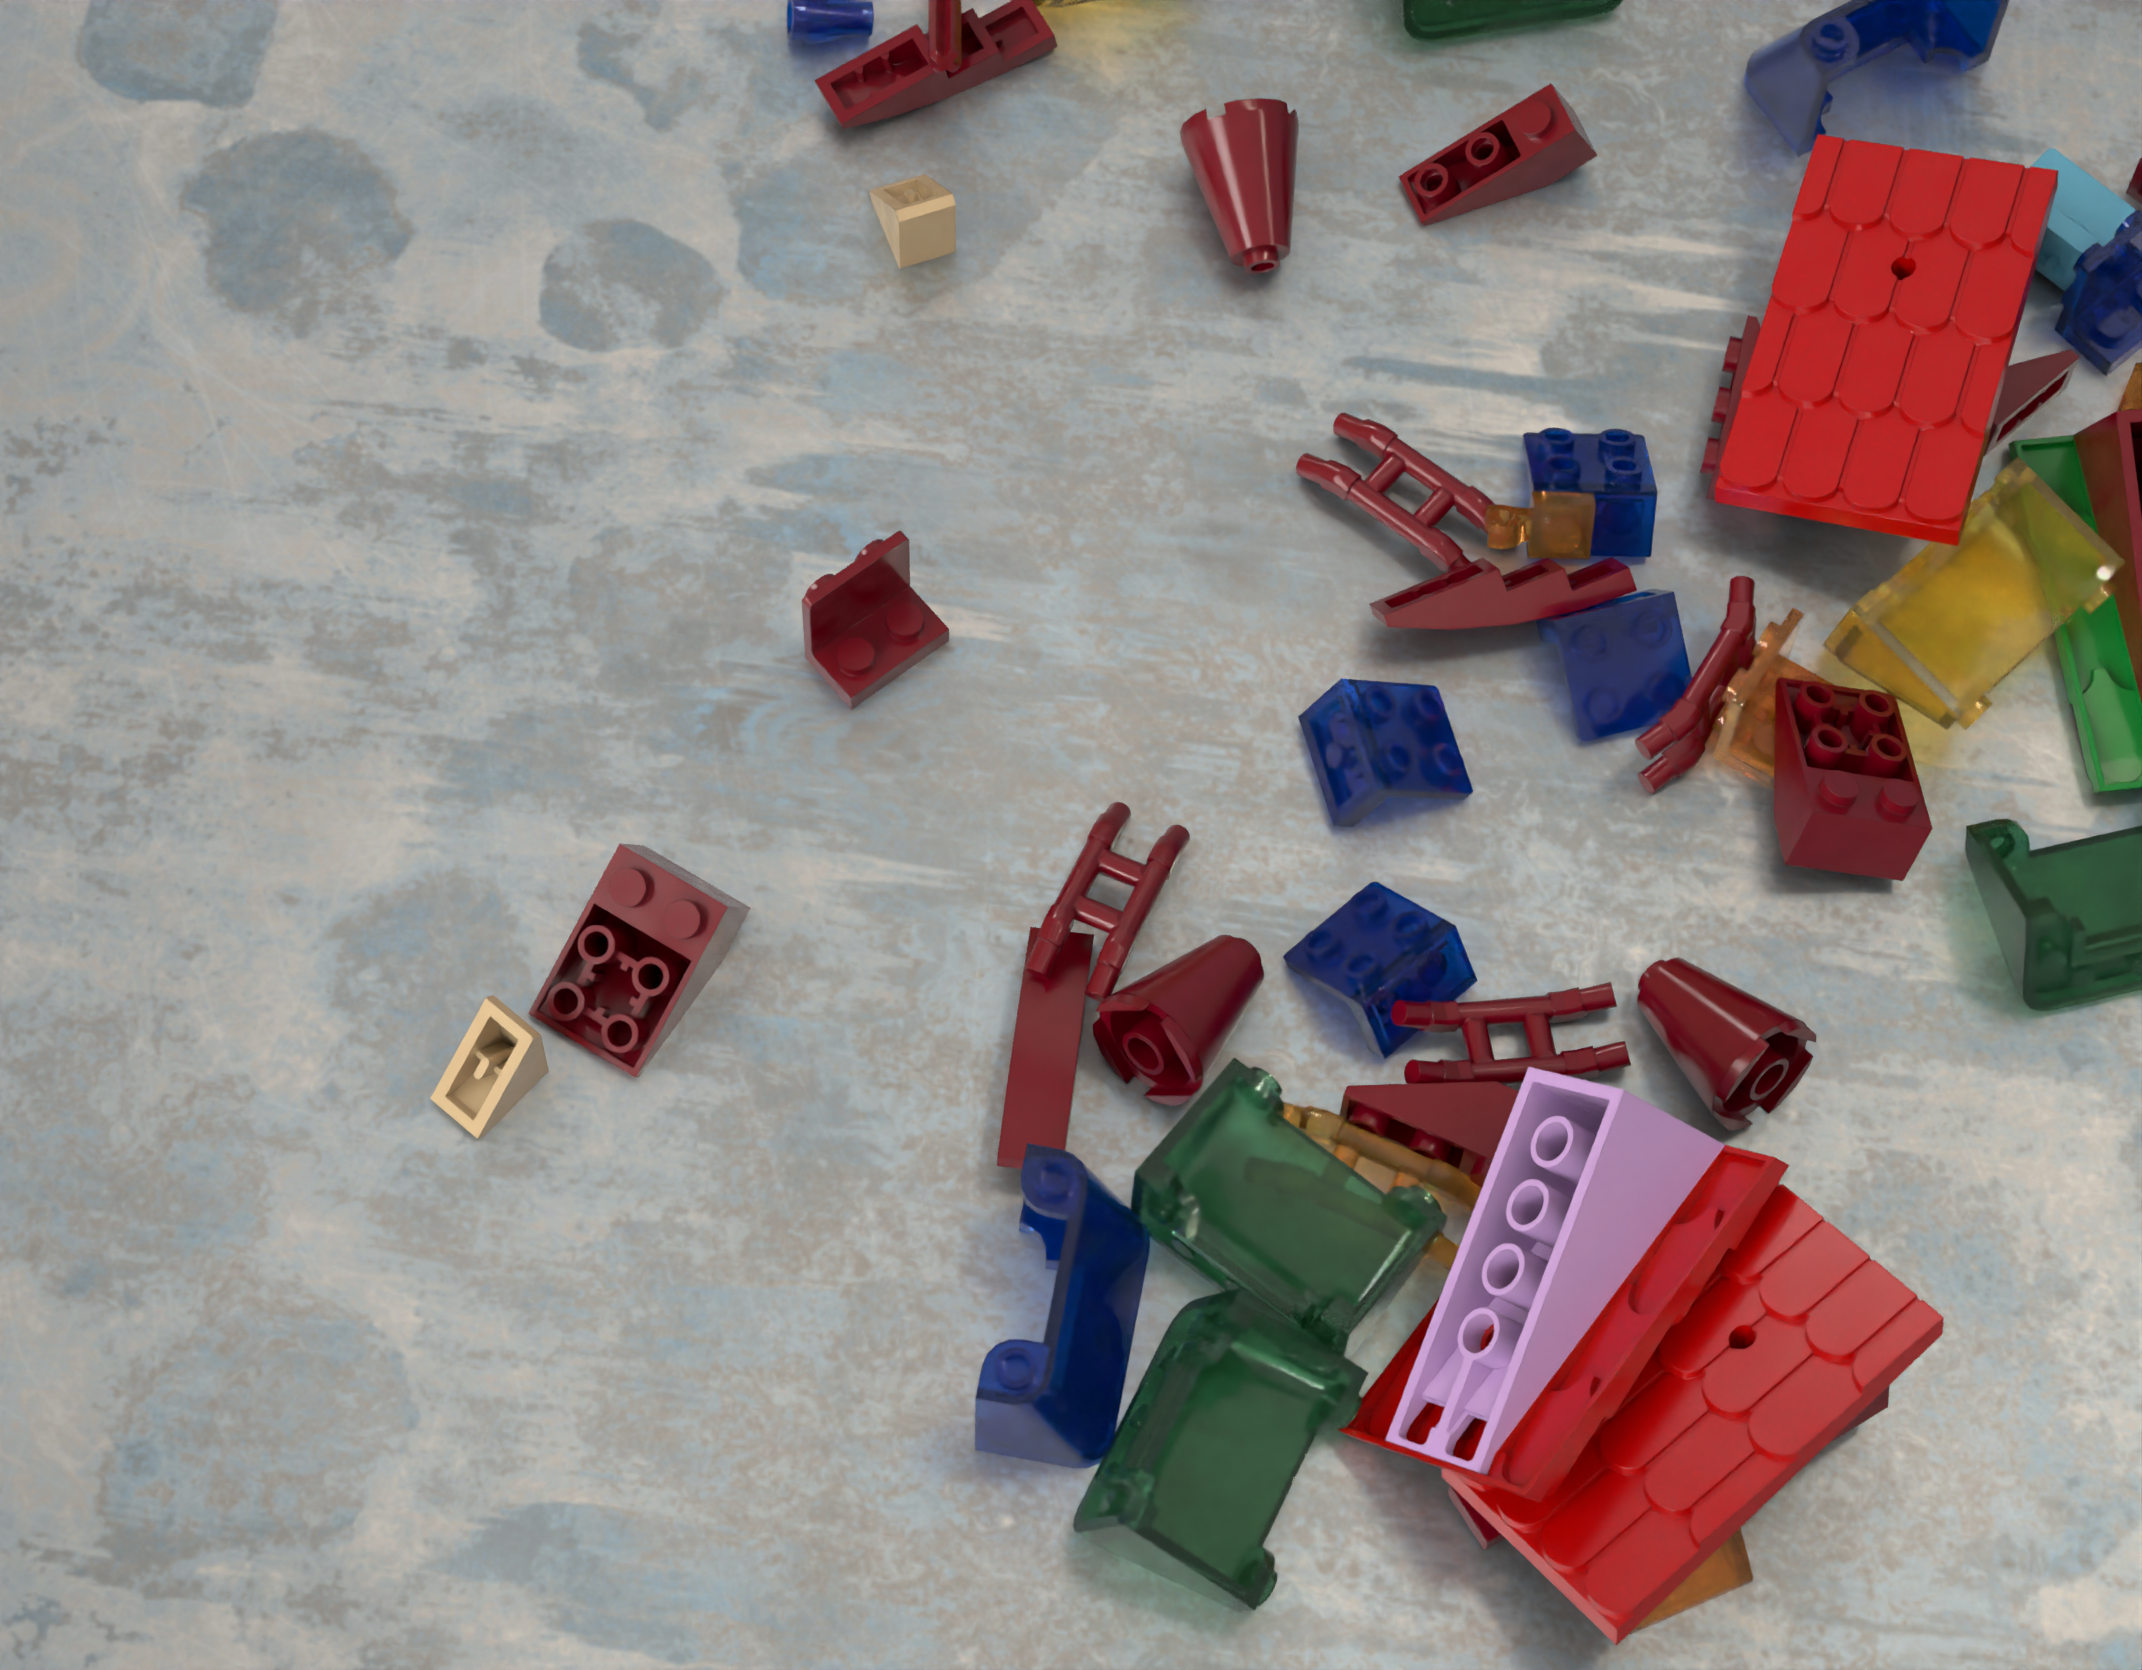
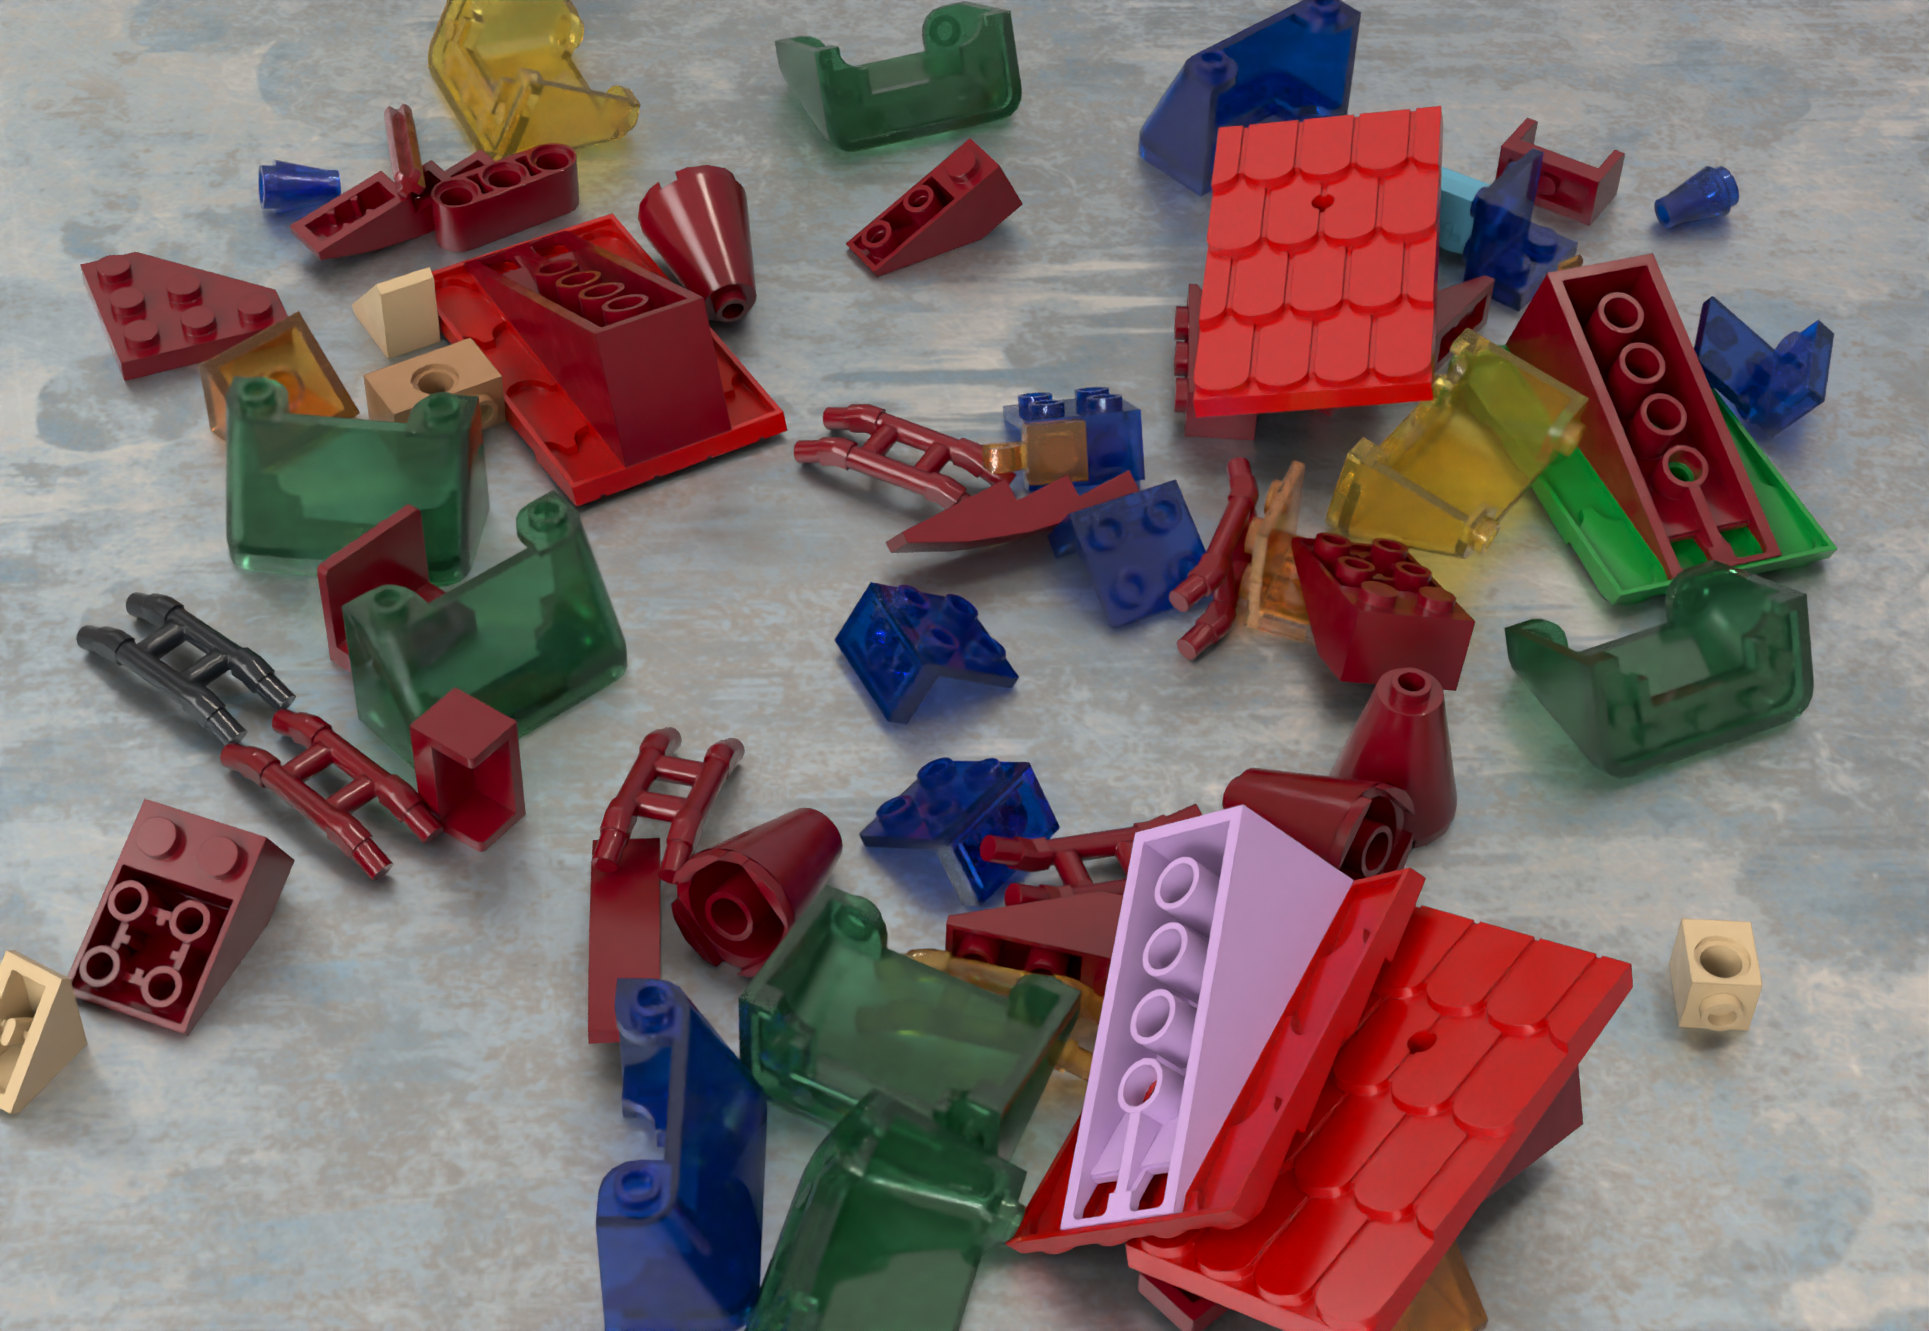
camera: 10 degrees left, 20 degrees down
(666, 682) = (190, 685): none -> black piece
(689, 179) = (172, 313): none -> dark red plate
(782, 320) = (282, 354): none -> clear orange slope
(790, 858) = (335, 812): none -> dark red piece
(842, 483) = (322, 481): none -> clear green windscreen
(922, 842) = (469, 768): none -> dark red panel
(957, 321) = (450, 369): none -> medium nougat brick
(967, 711) = (516, 637): none -> clear green windscreen
(1027, 88) = (505, 197): none -> dark red beam
(1113, 304) = (603, 359): none -> piece
(1818, 975) = (1406, 743): none -> dark red cone
(2069, 1236) = (1715, 974): none -> tan brick

